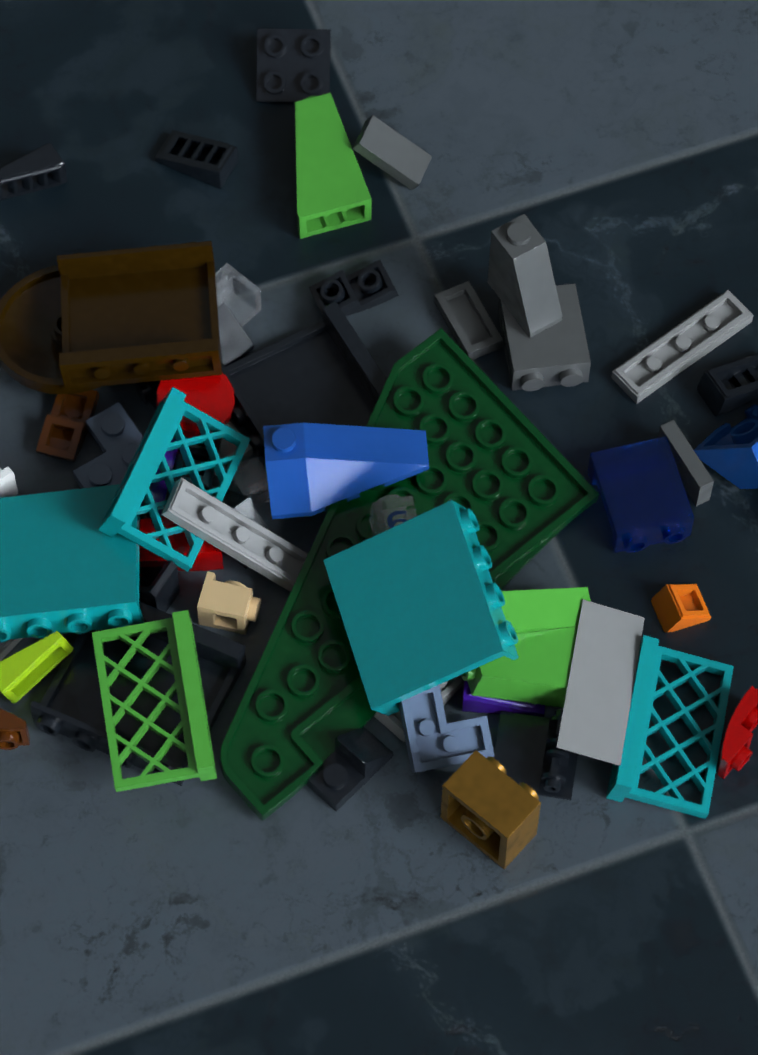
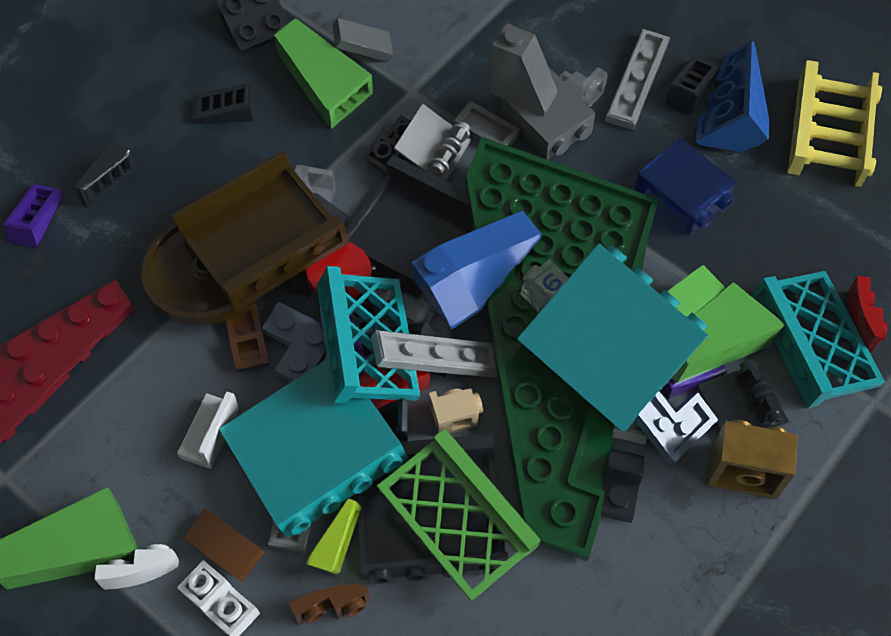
camera: 30 degrees left, 0 degrees up
(392, 310) = (433, 143): none -> light grey hinge
(601, 682) = (762, 327): light grey sticker -> none
(608, 326) = (586, 88): none -> clear panel
(680, 607) = (760, 250): orange slope -> none
(692, 472) = (710, 150): dark grey tile -> none

